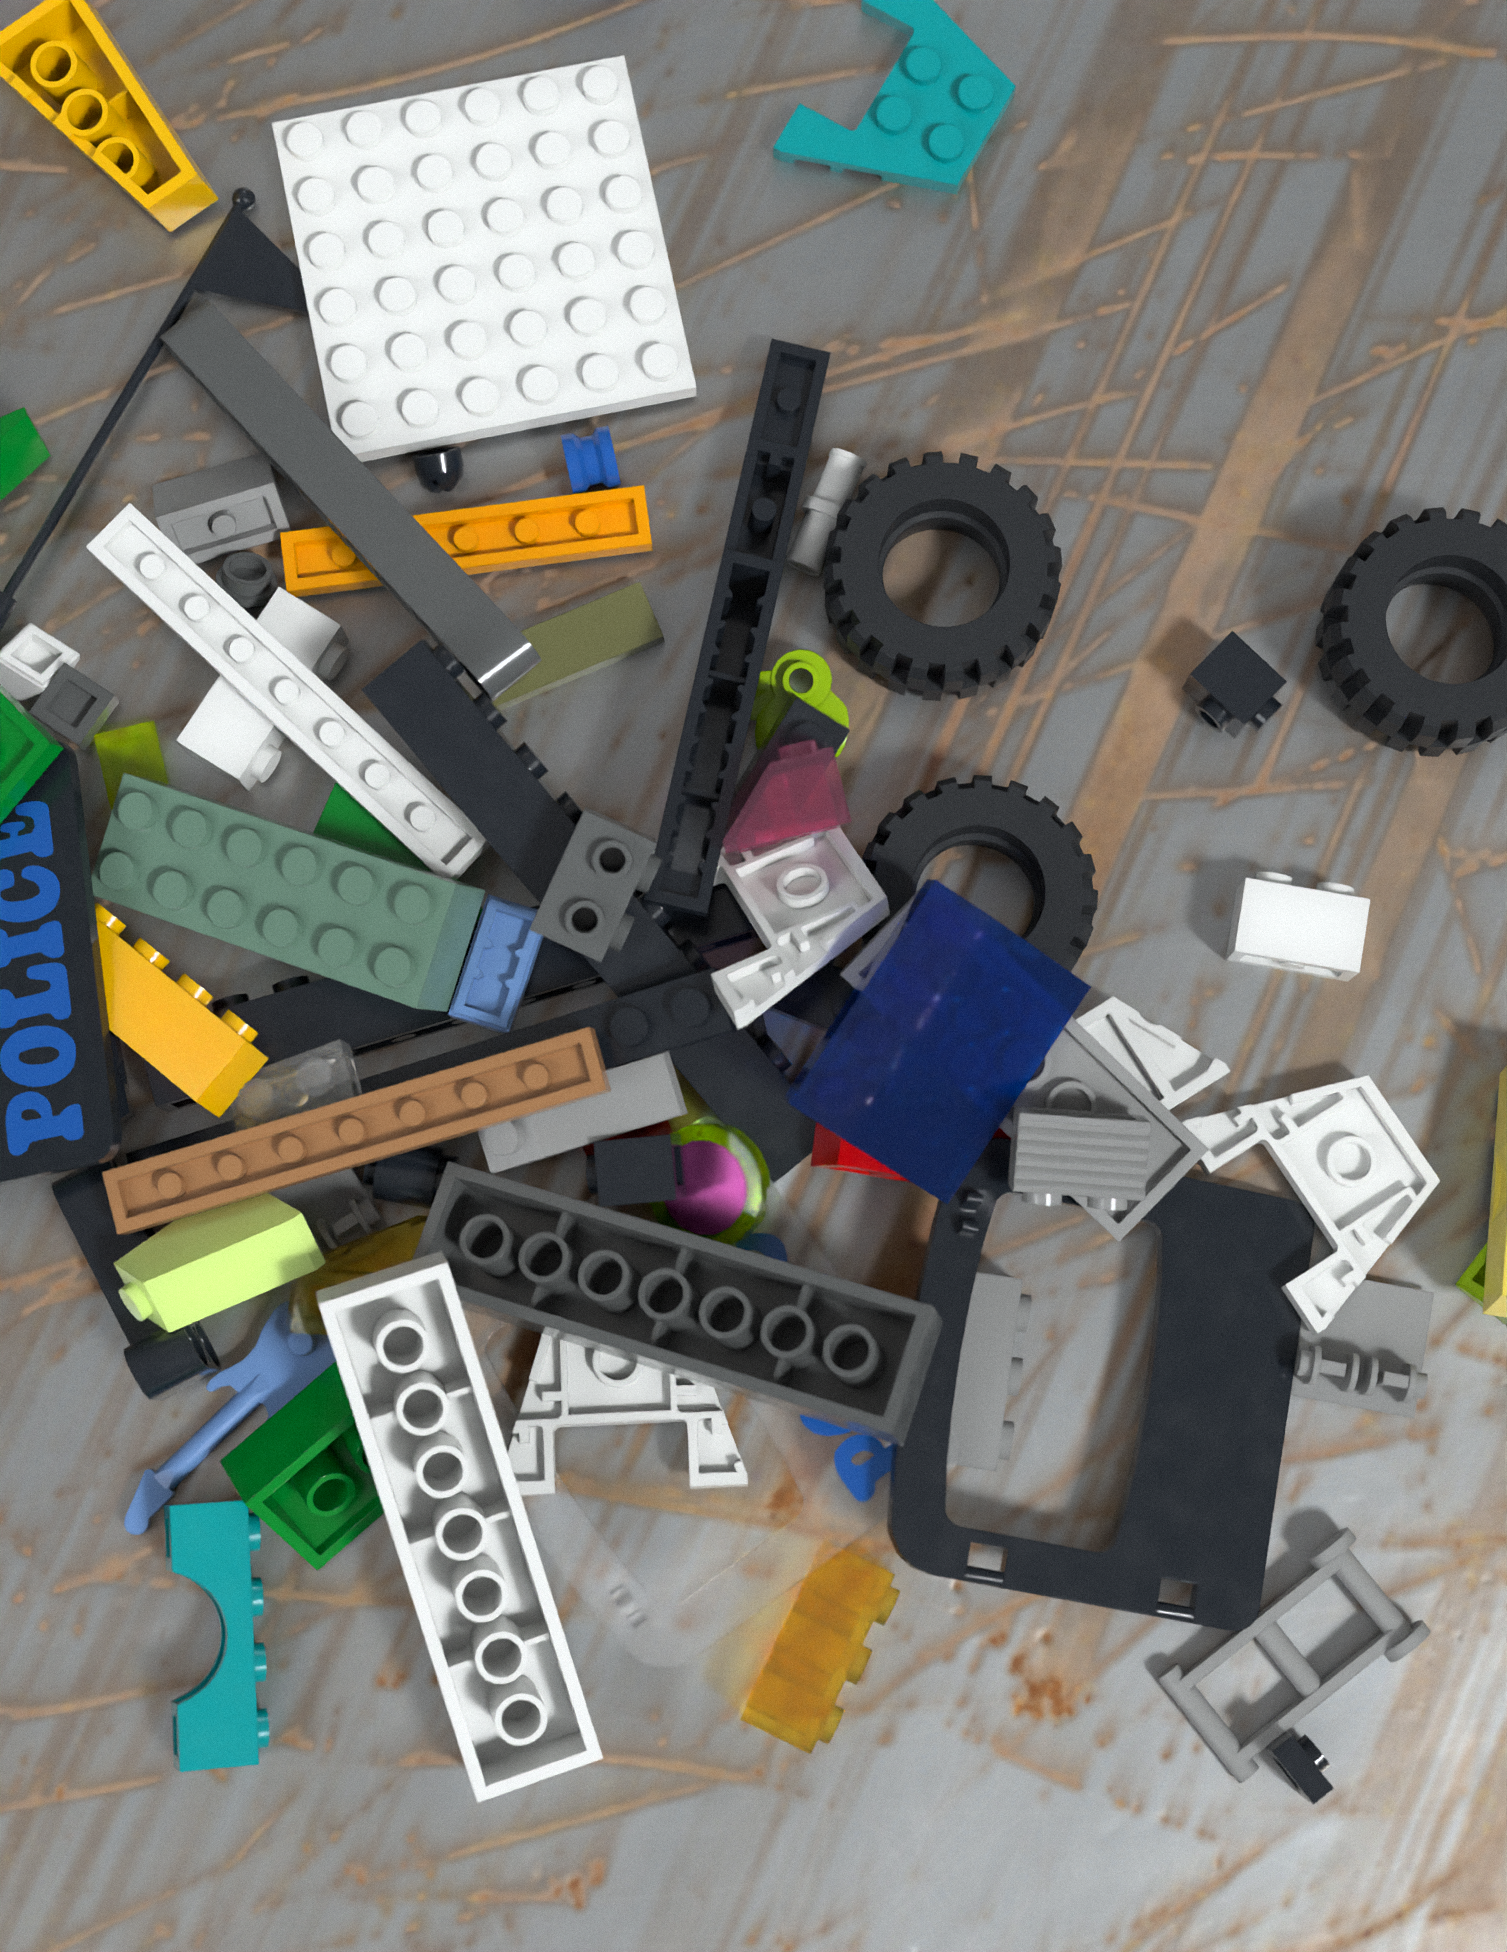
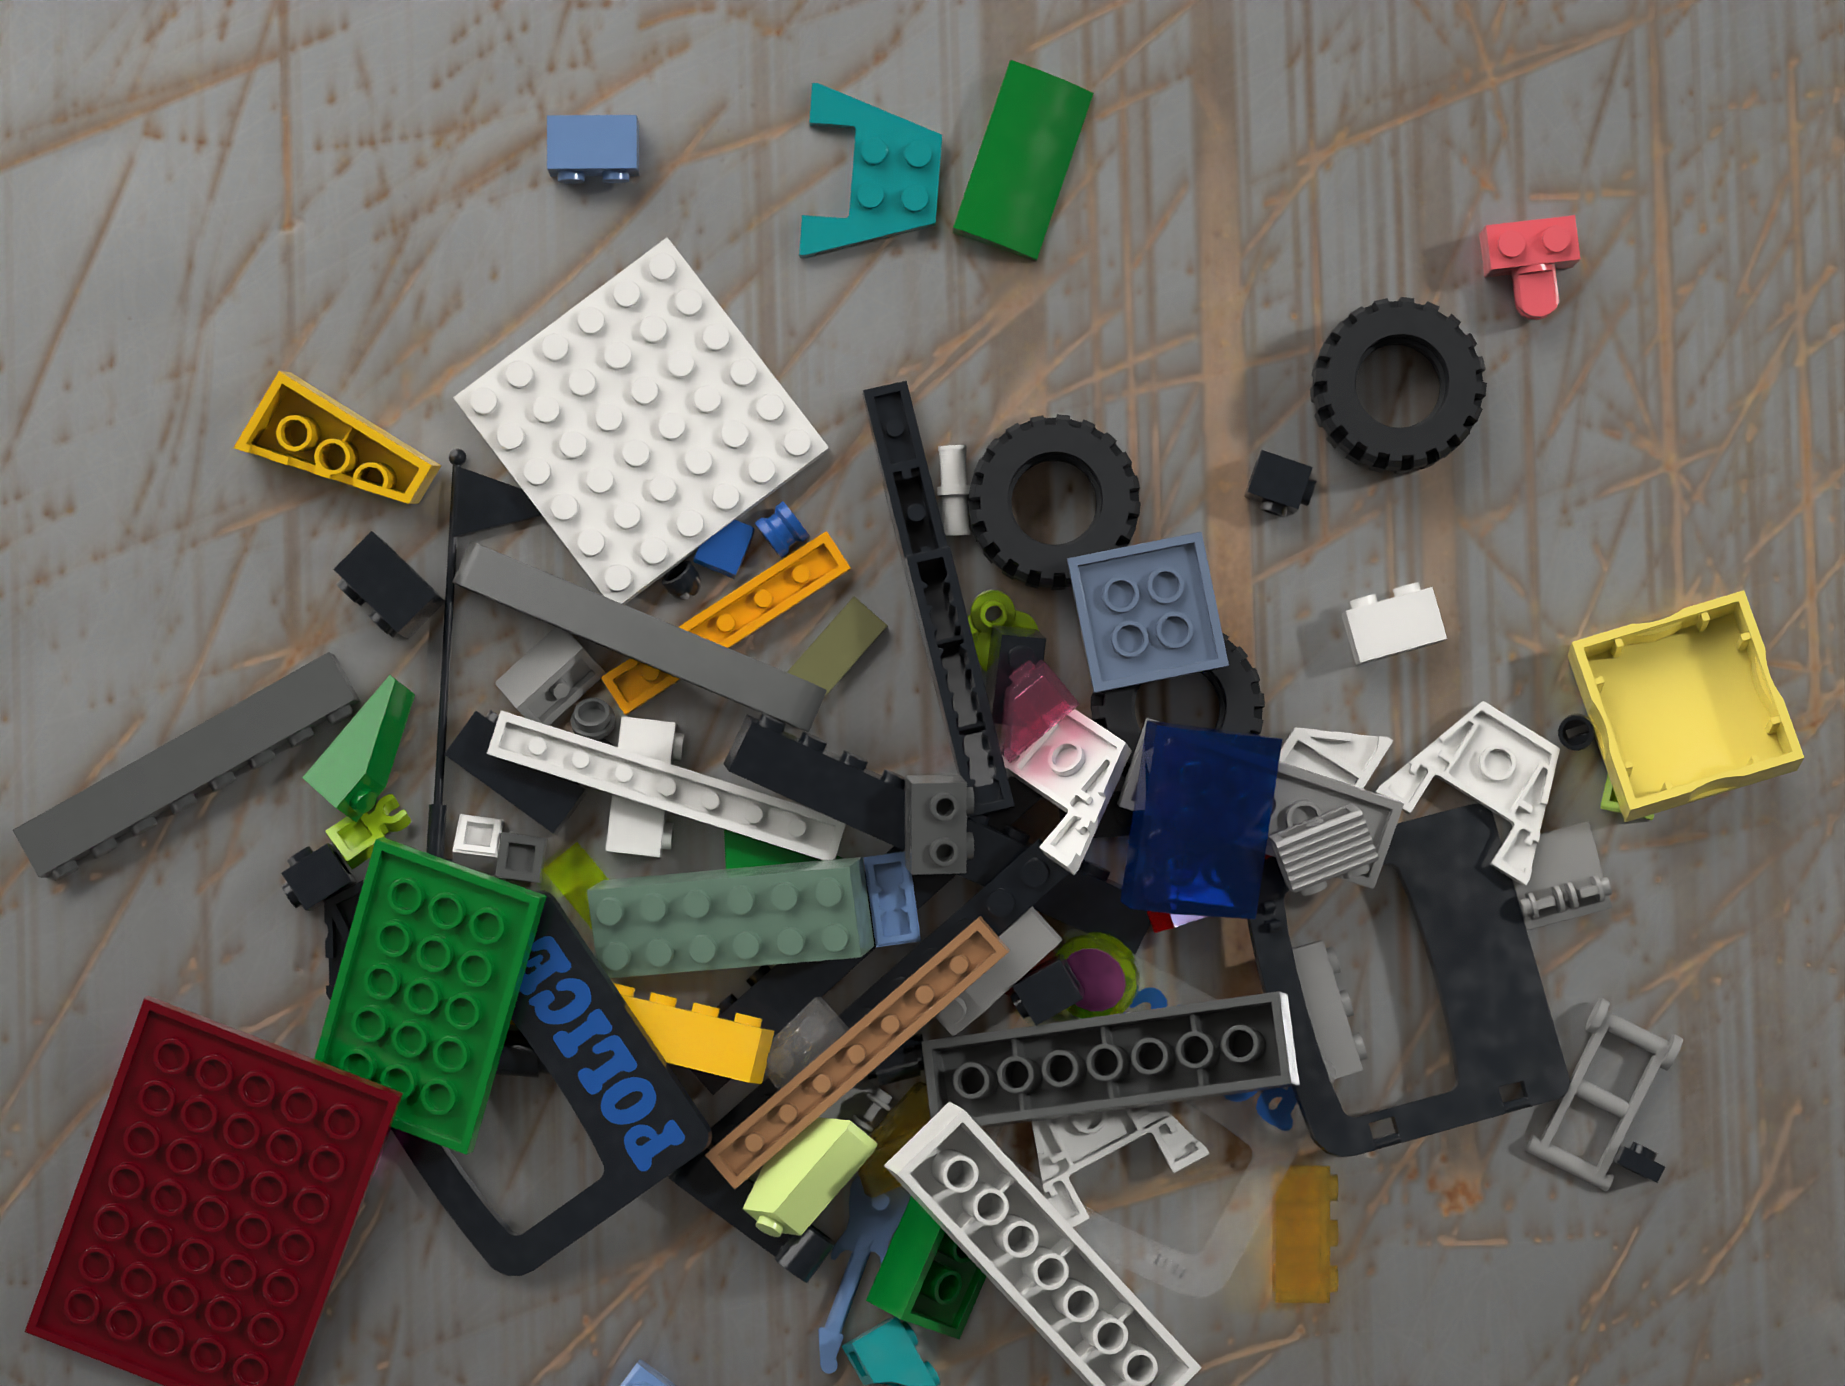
camera: 30 degrees left, 5 degrees up
(73, 299) = (389, 585): none -> black brick
(133, 638) = (536, 793): none -> black brick
(512, 452) = (726, 549): none -> blue slope
(993, 751) = (1147, 612): none -> sand blue plate
(1098, 161) = (1022, 161): none -> green slope
(1473, 1157) = (1580, 740): none -> black hinge

